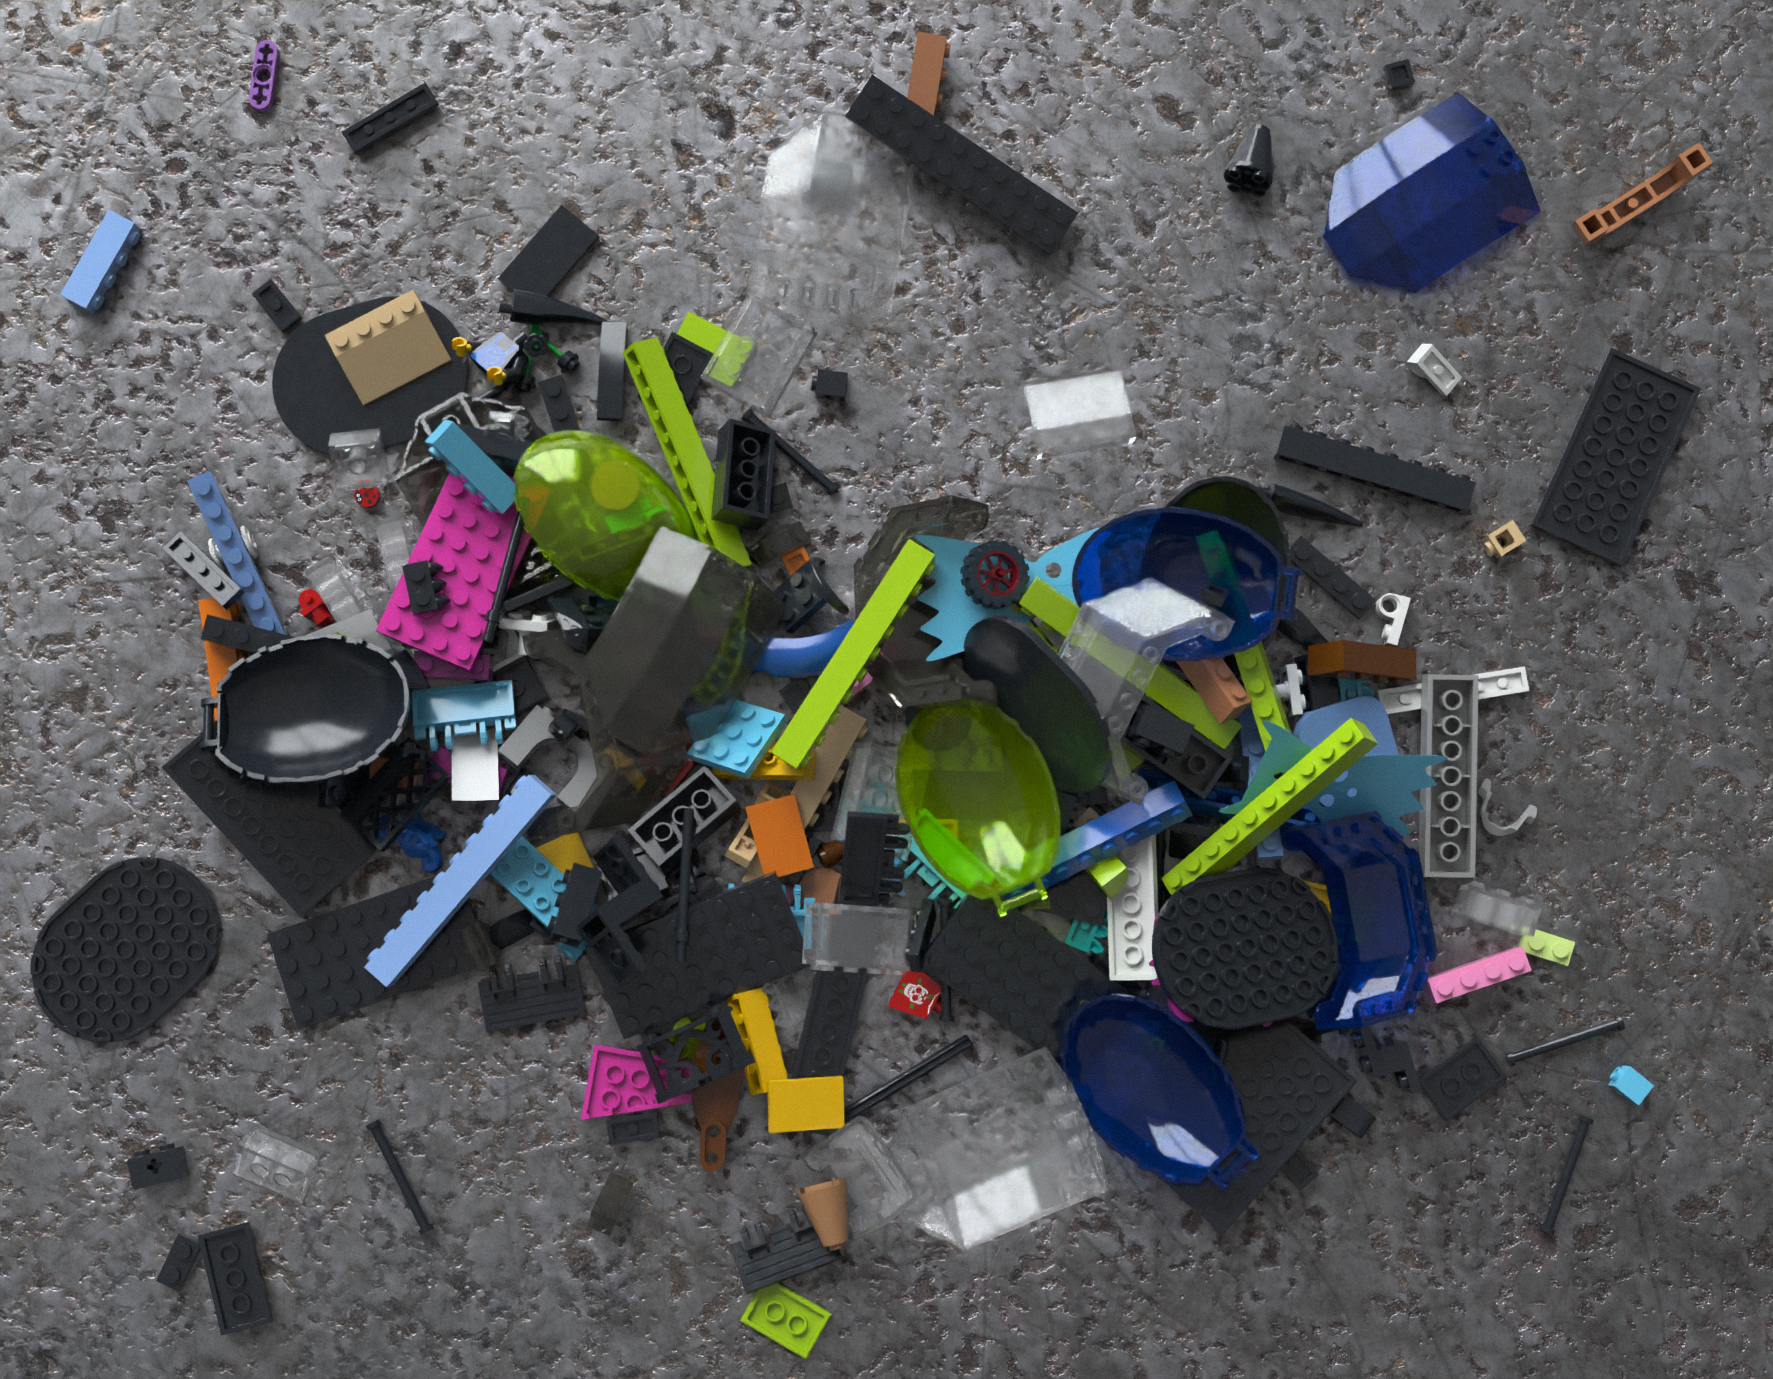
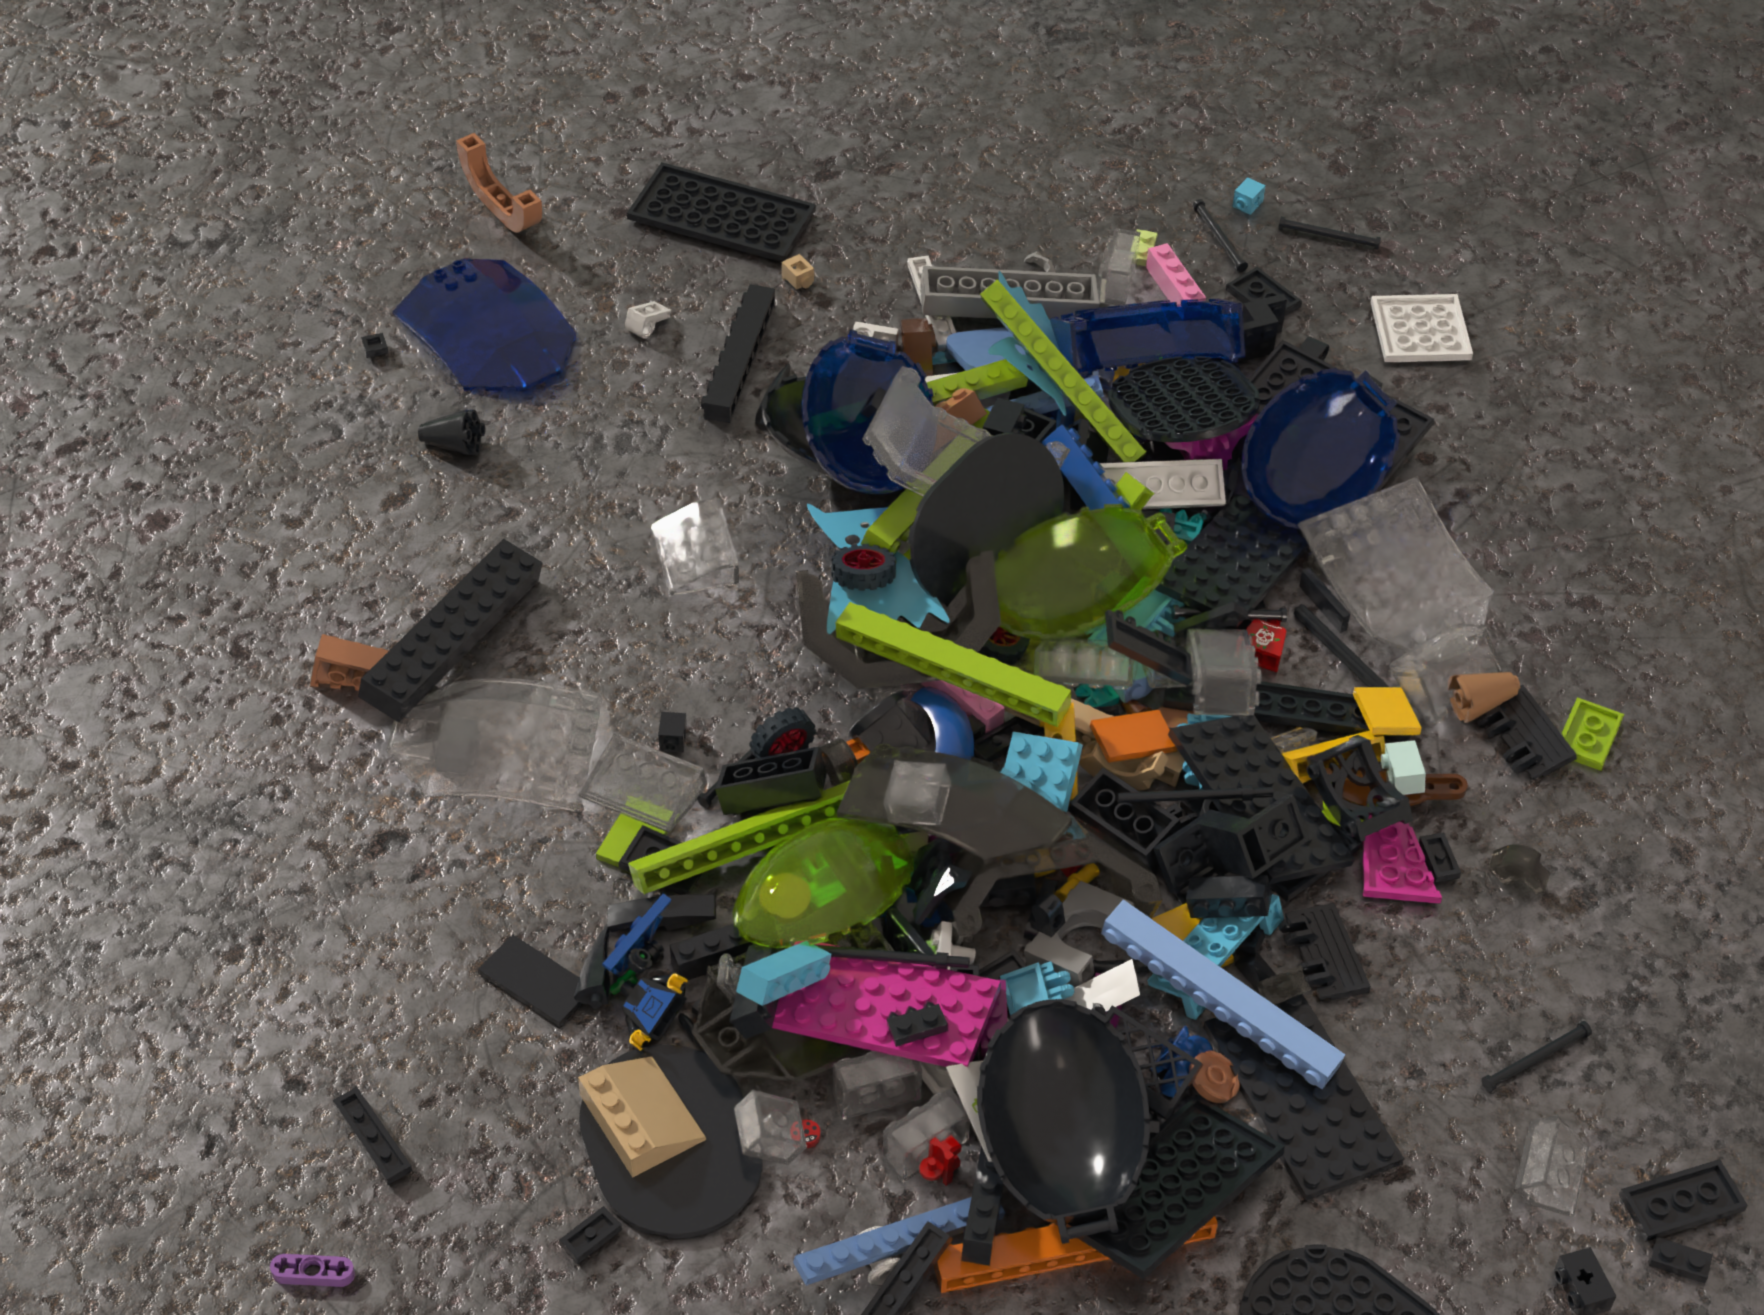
camera: 95 degrees left, 35 degrees down
(393, 868) = (1215, 1078): none -> nougat tile
(561, 336) = (641, 930): none -> blue wing
(649, 597) = (917, 793): none -> clear brick
(725, 1107) = (1404, 767): none -> light aqua brick
(801, 489) = (783, 733): none -> black wheel
(976, 1069) = (1324, 600): none -> black tile
(1395, 1254) = (1421, 328): none -> white plate

